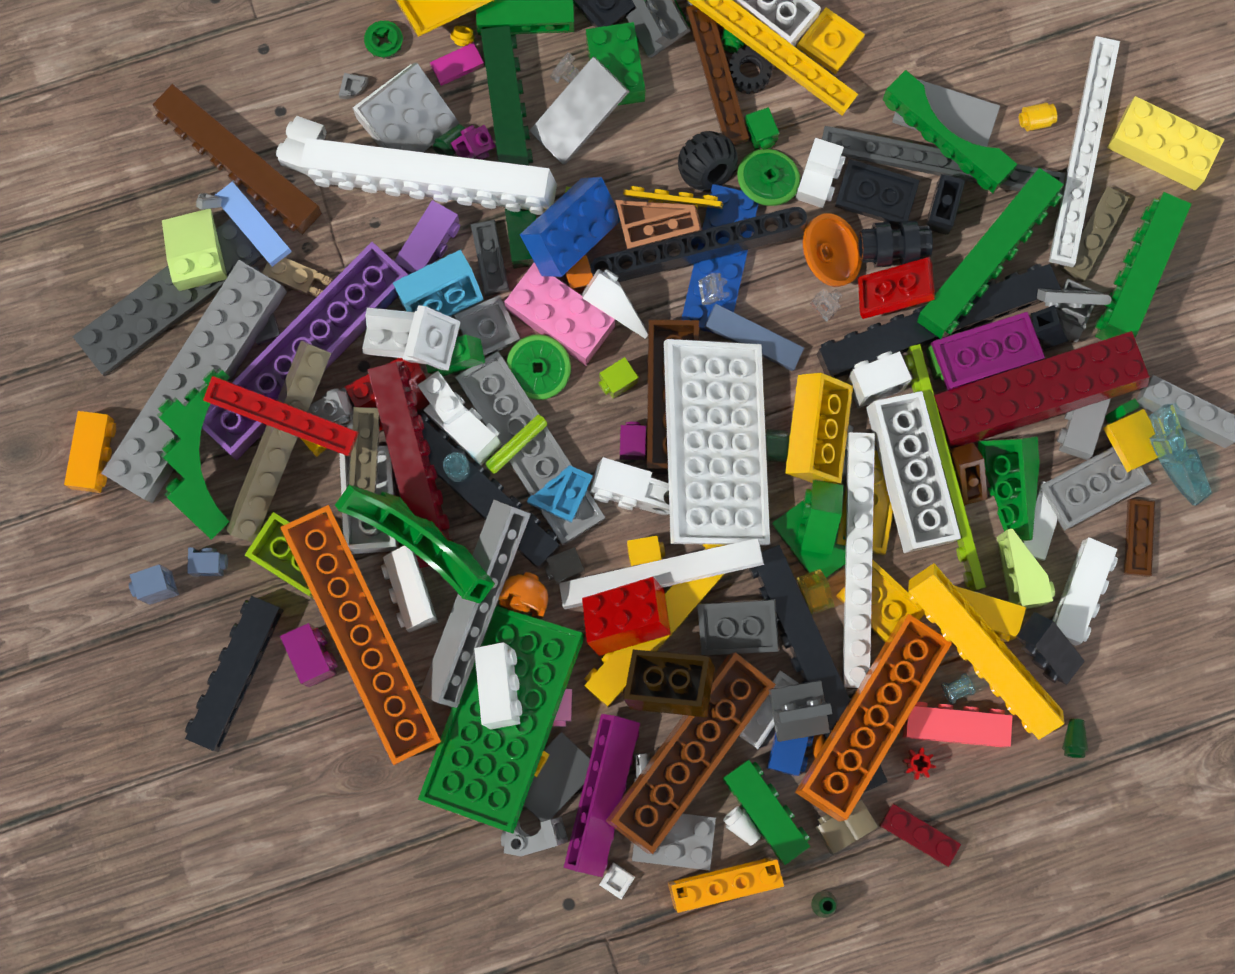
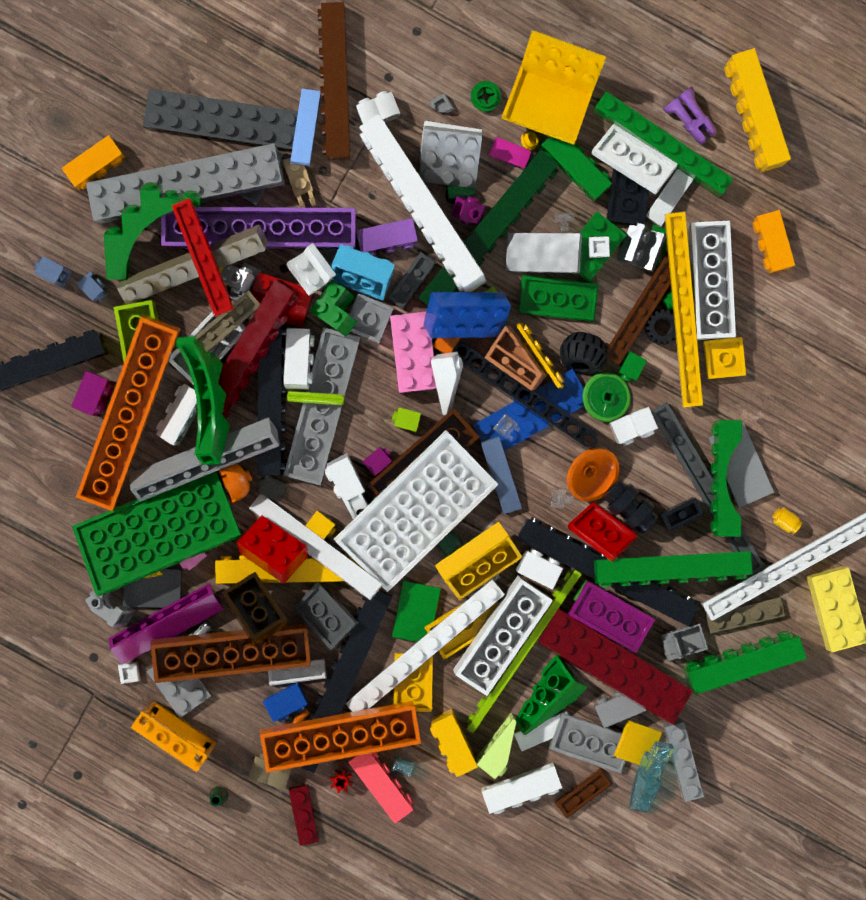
camera: 50 degrees right, 10 degrees up
(193, 250) = (258, 109): yellowish green slope -> none
(208, 201) = (294, 89): light grey tile -> none
(431, 338) = (325, 298): white bracket -> none
(442, 398) = (301, 333): white plate -> none
(456, 462) = (271, 376): clear light blue wheel -> none
(497, 686) = (169, 514): white brick -> none
(555, 366) = (384, 372): green wheel -> none
(563, 494) = (310, 450): dark azure wing -> none
(621, 52) = (598, 247): none -> white plate
(633, 140) = (558, 298): none -> green tile
(742, 825) = (219, 714): white cone -> none
(766, 812) = (238, 721): green brick -> none
(799, 710) = (307, 691): dark grey bracket -> none
(816, 591) = (384, 640): clear yellow brick -> none
(822, 517) = (429, 607): green brick -> none
(876, 193) = (653, 468): black plate -> none
(970, 473) = (532, 666): reddish brown slope -> none
(985, 651) = (432, 766): yellow brick -> none
(1049, 327) = (658, 639): black brick -> none
(1050, 649) = (467, 799): black brick -> none
(1075, 298) = (688, 637): light grey hinge -> none
(1075, 739) = (433, 855): dark green cone -> none
(1122, 410) = (649, 721): green tile -> none

